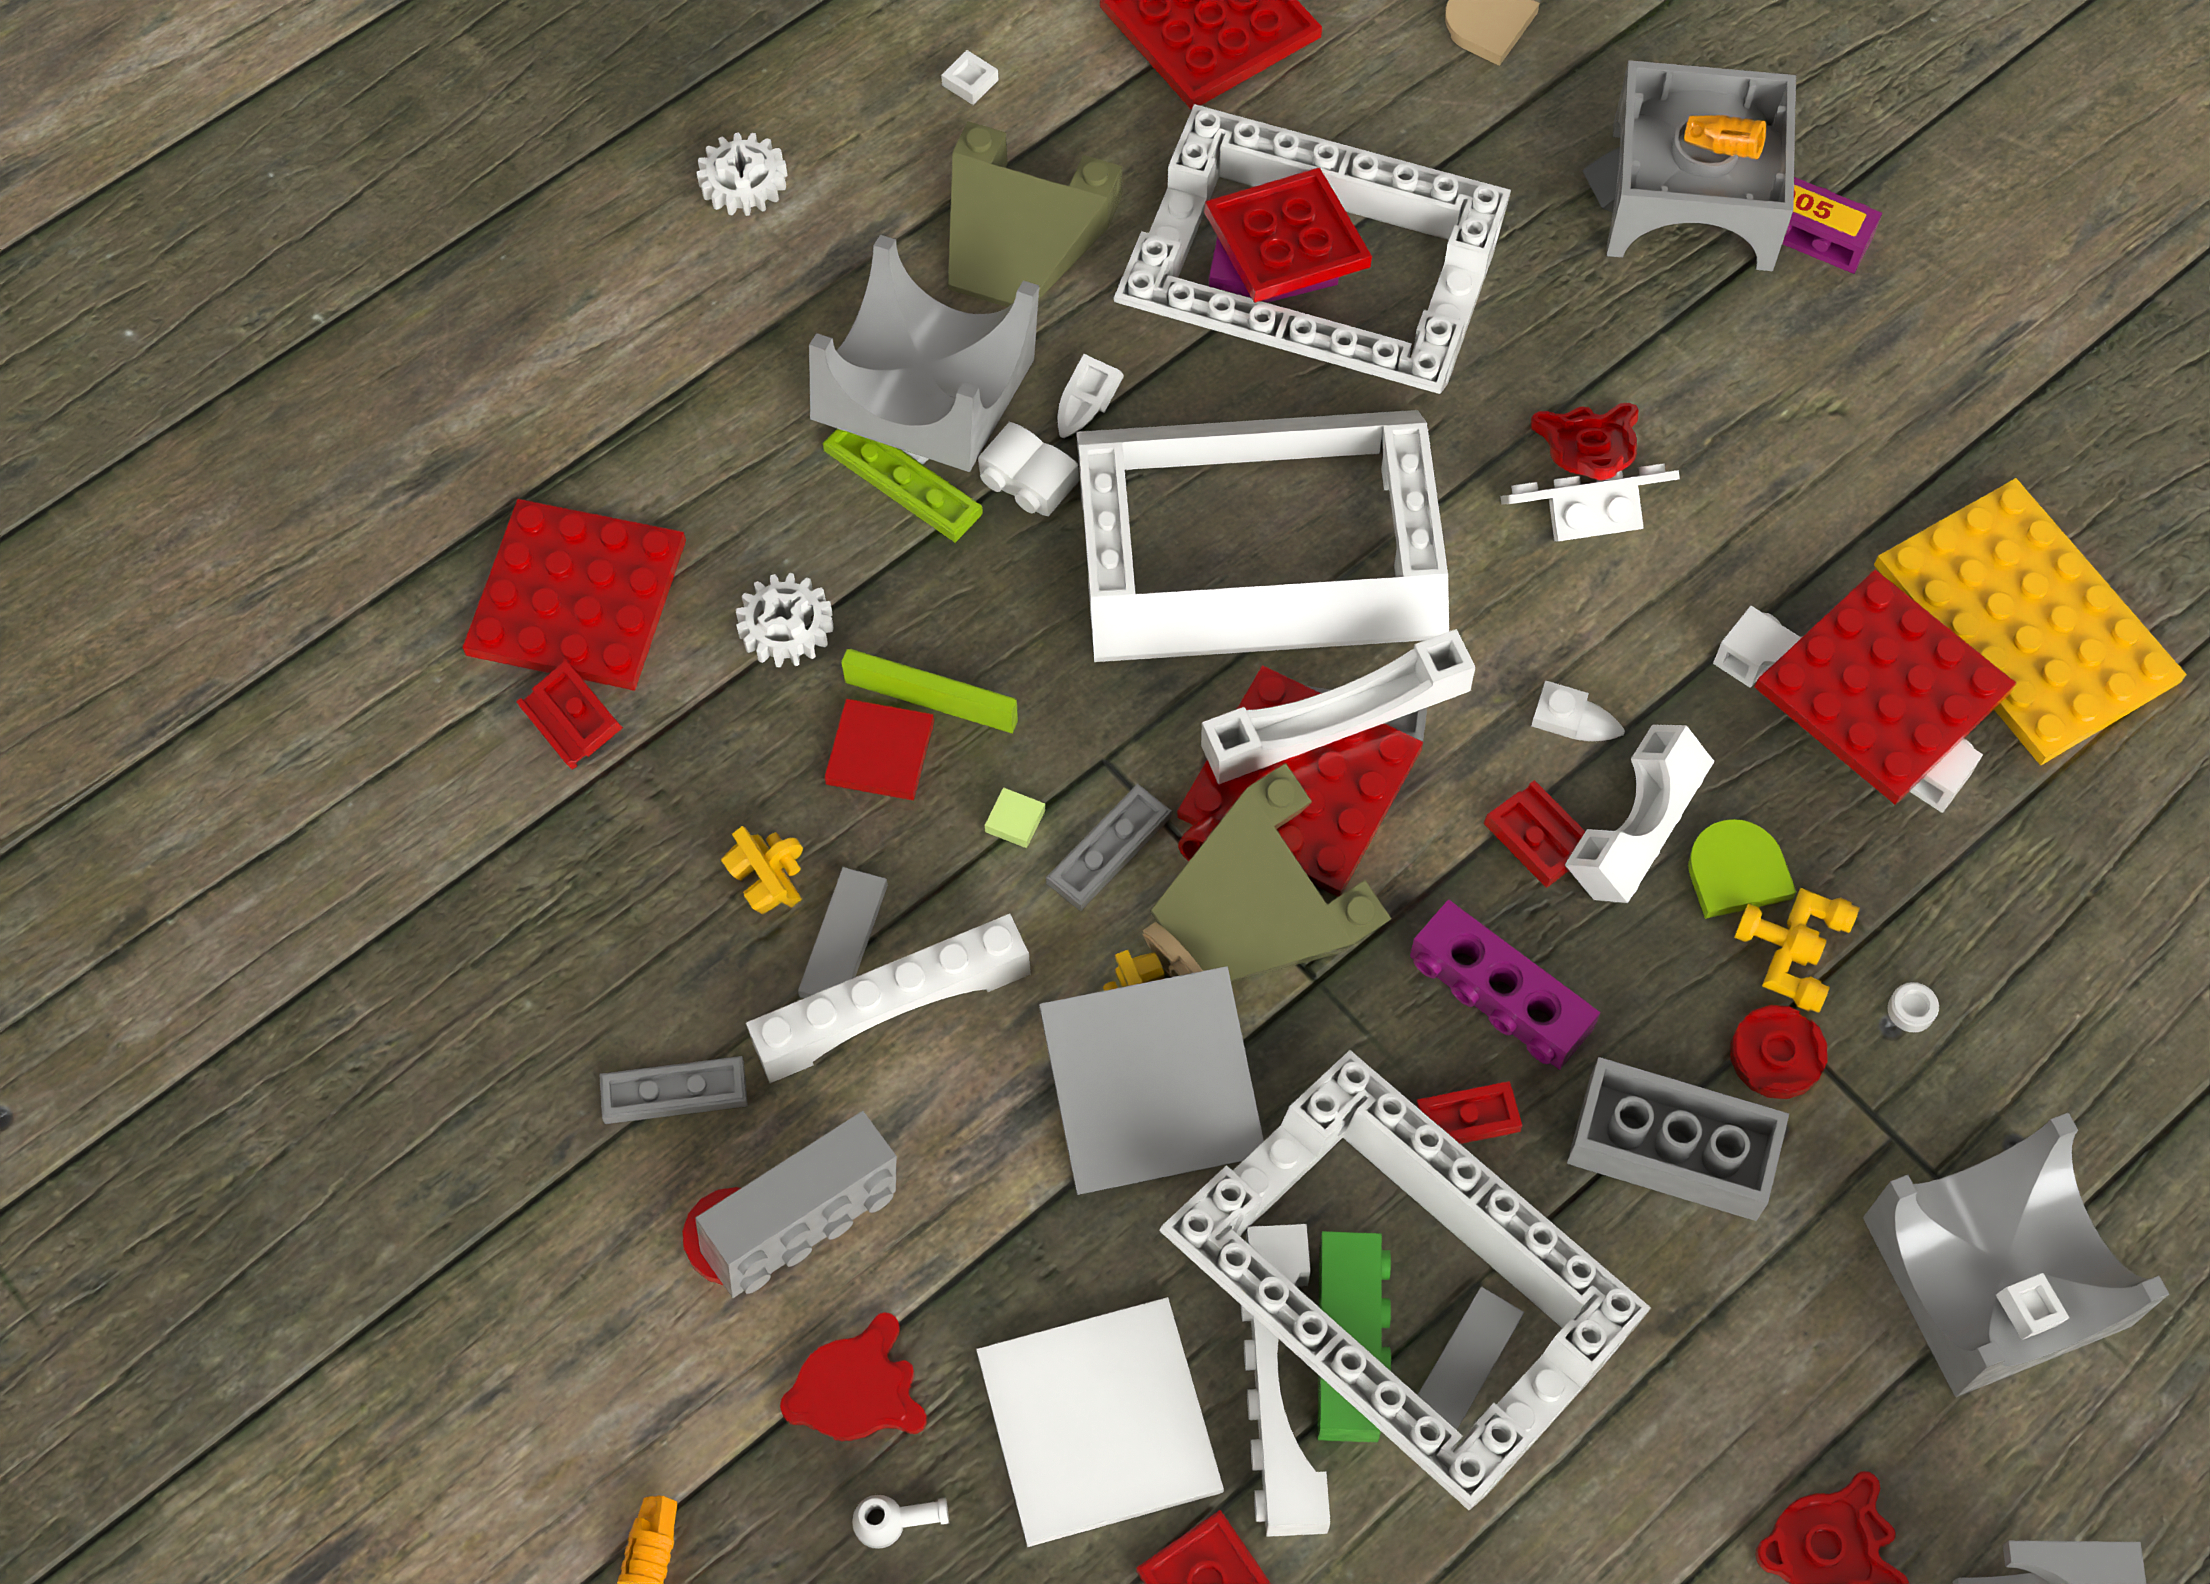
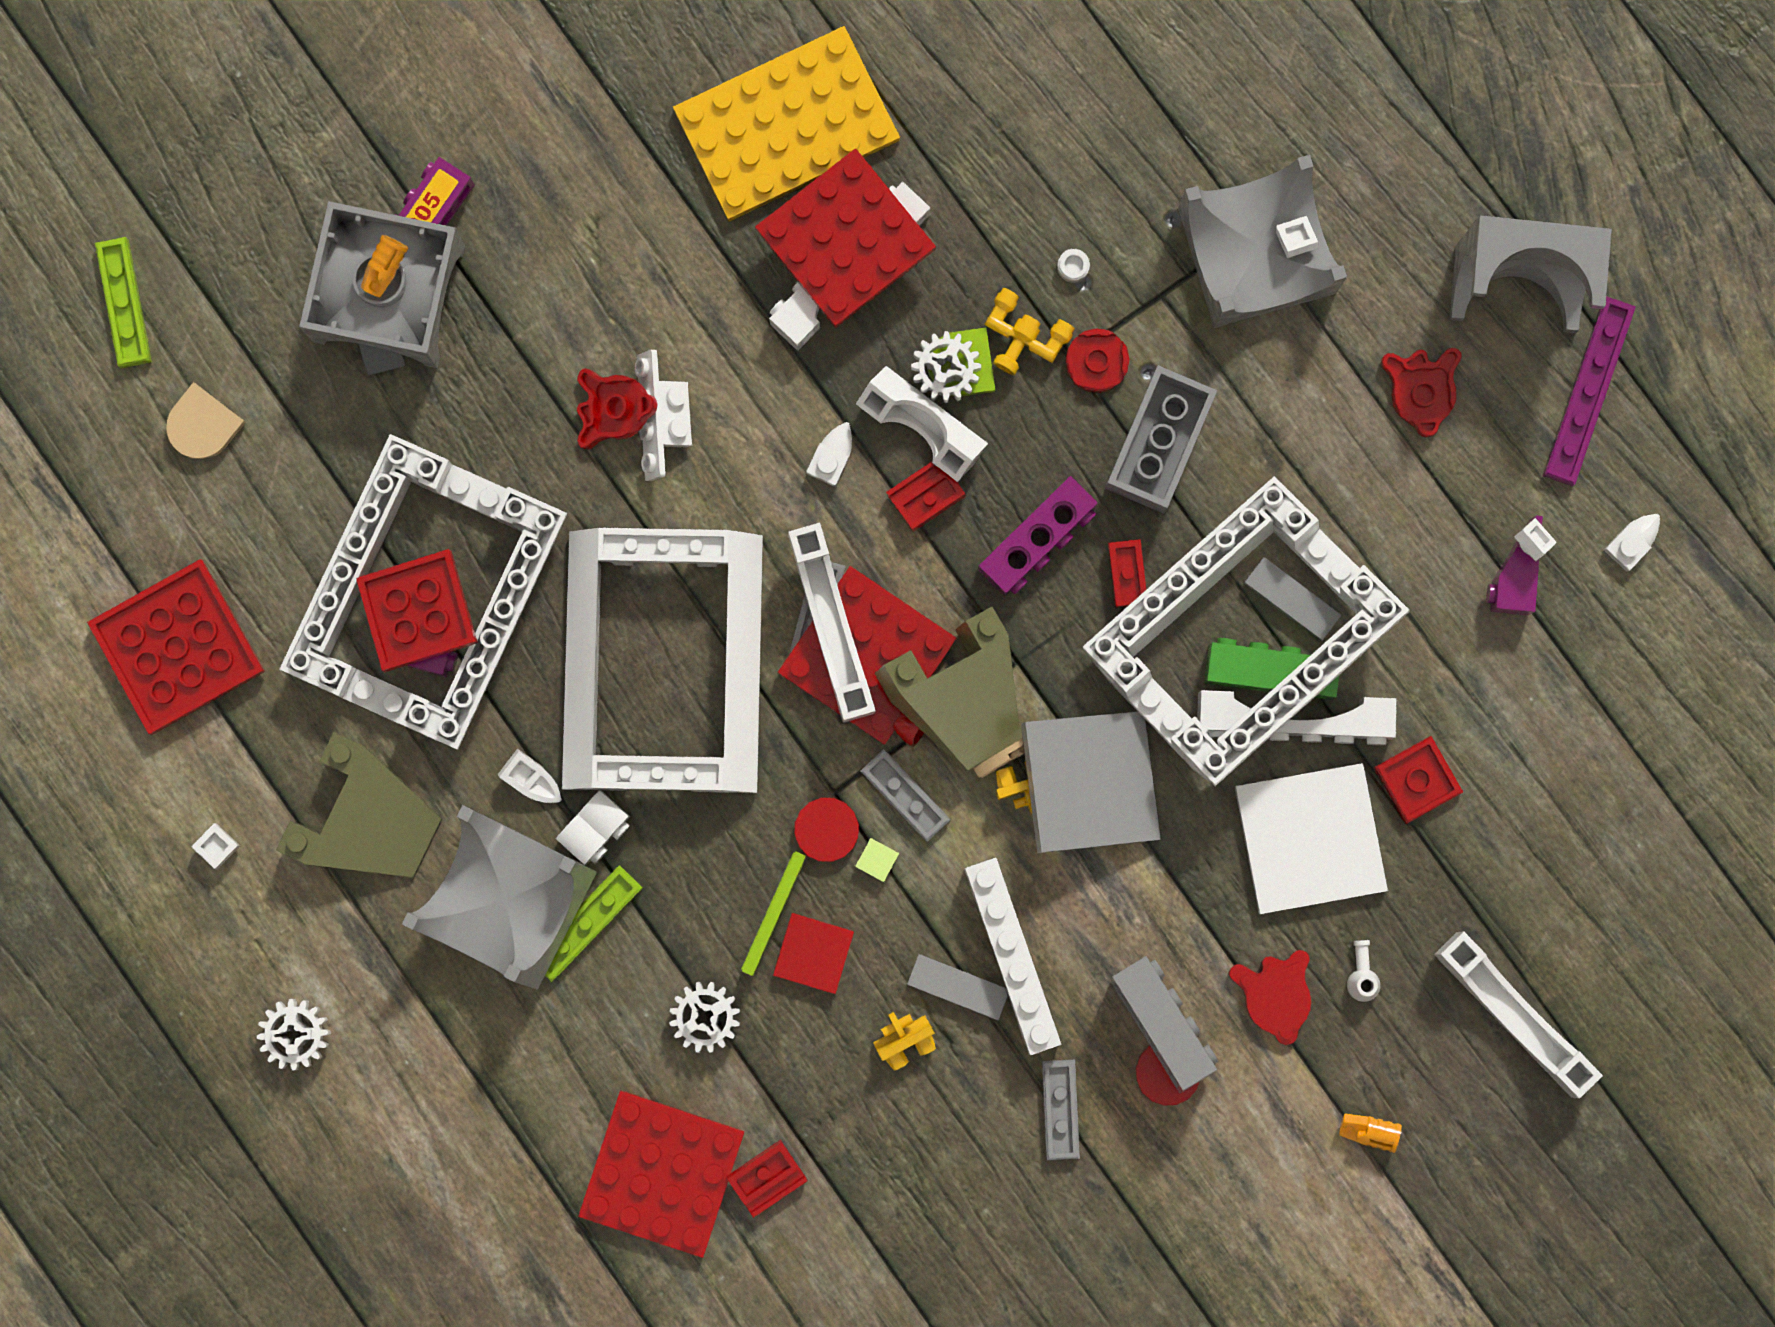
camera: 90 degrees left, 20 degrees up
(1051, 750) = (826, 829): none -> red tile
(1750, 833) = (959, 372): none -> white gear

